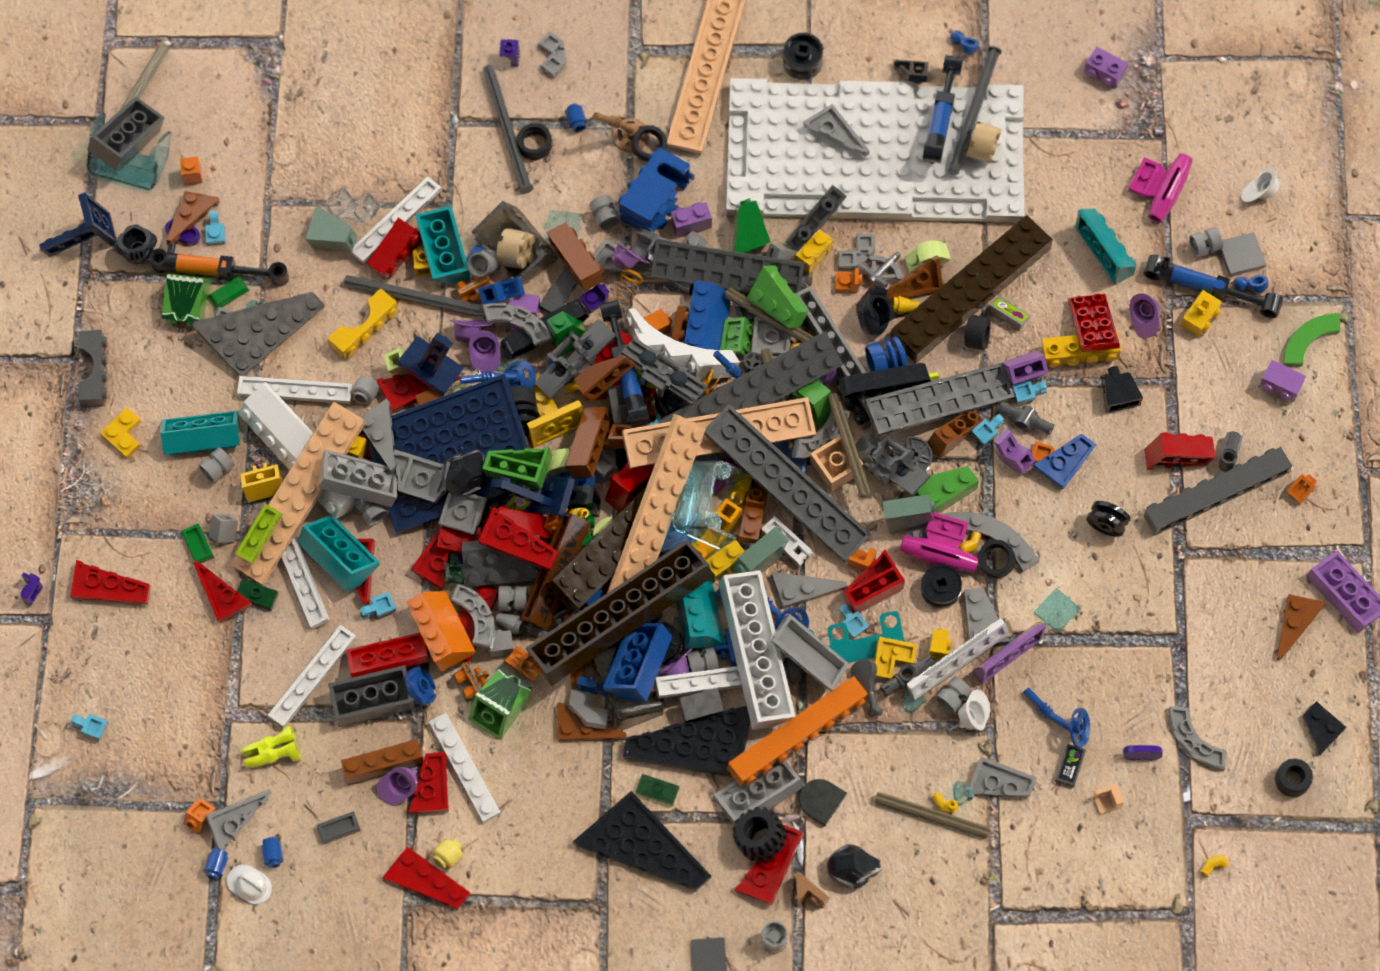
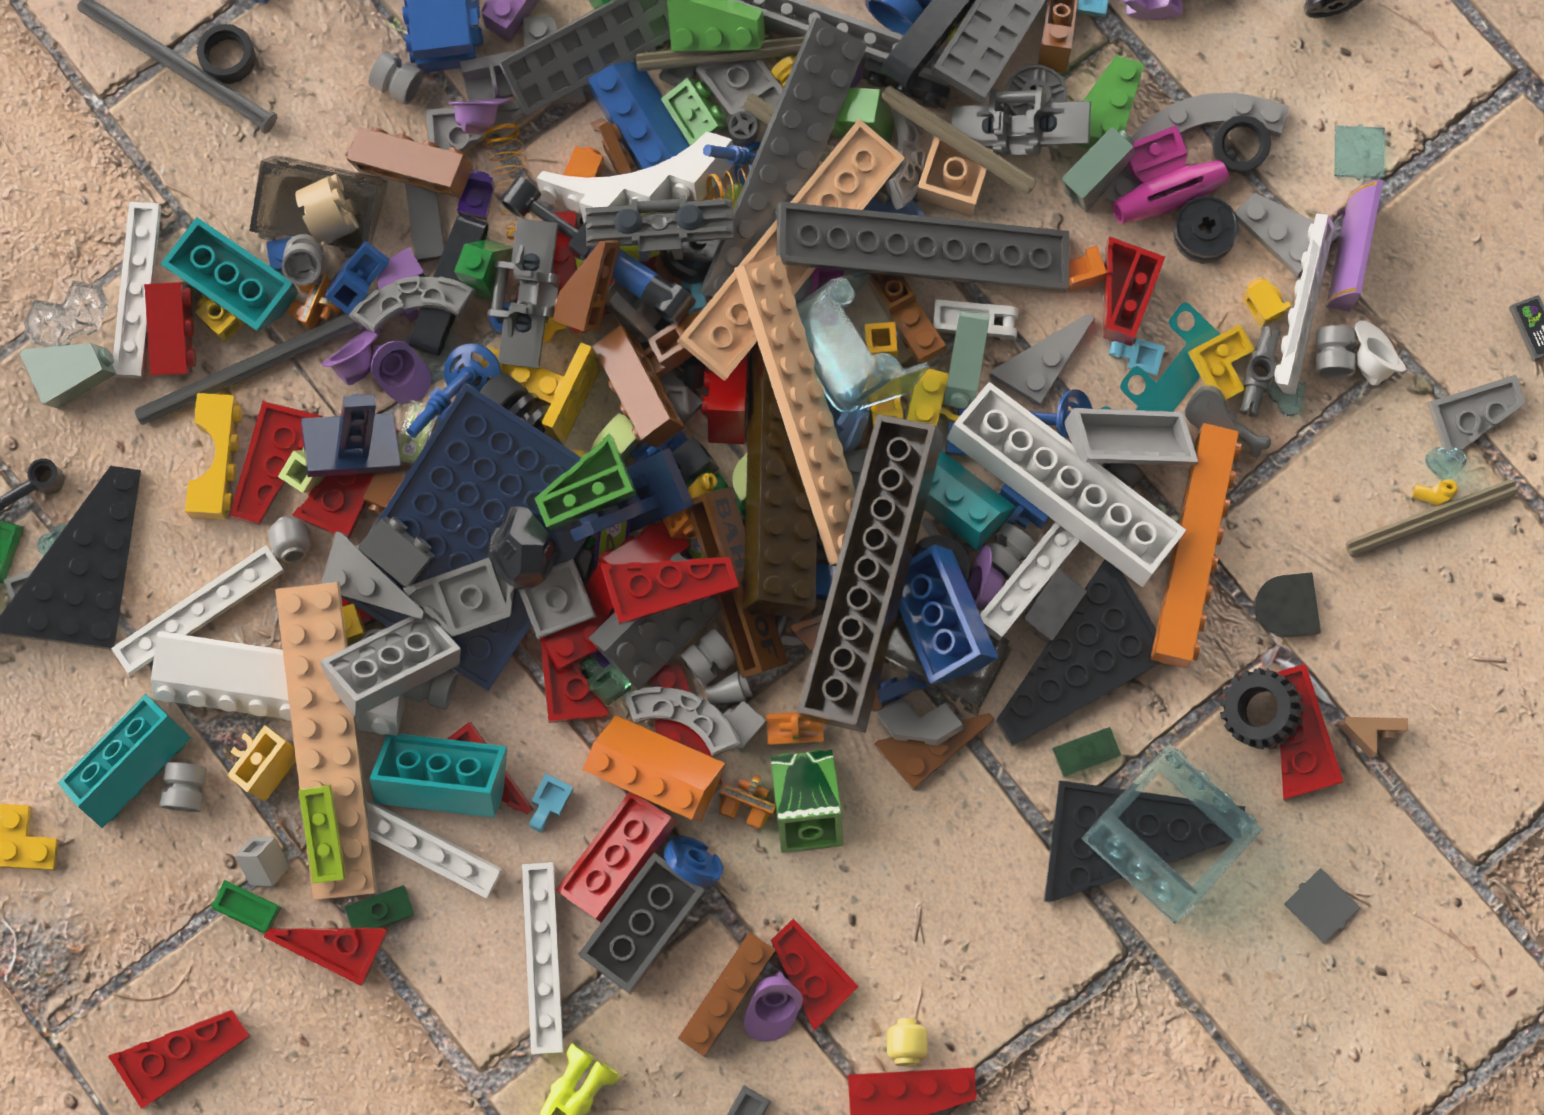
camera: 40 degrees left, 10 degrees up
(373, 352) = (271, 445): none -> red wing
(405, 428) = (396, 550): none -> dark grey brick
(464, 768) = (830, 917): white plate -> none
(558, 217) = (343, 130): clear light blue piece -> none
(631, 857) = (1142, 865): none -> clear light blue windscreen
(740, 489) = (866, 302): yellow plate -> none
(764, 792) = (1201, 685): light grey slope -> none
(774, 937) = (1384, 820): light grey wheel -> none
(852, 866) = (1396, 658): black helmet -> none
(972, 544) = (1195, 147): yellow arm -> none
(1075, 727) = (1509, 276): blue dish -> none

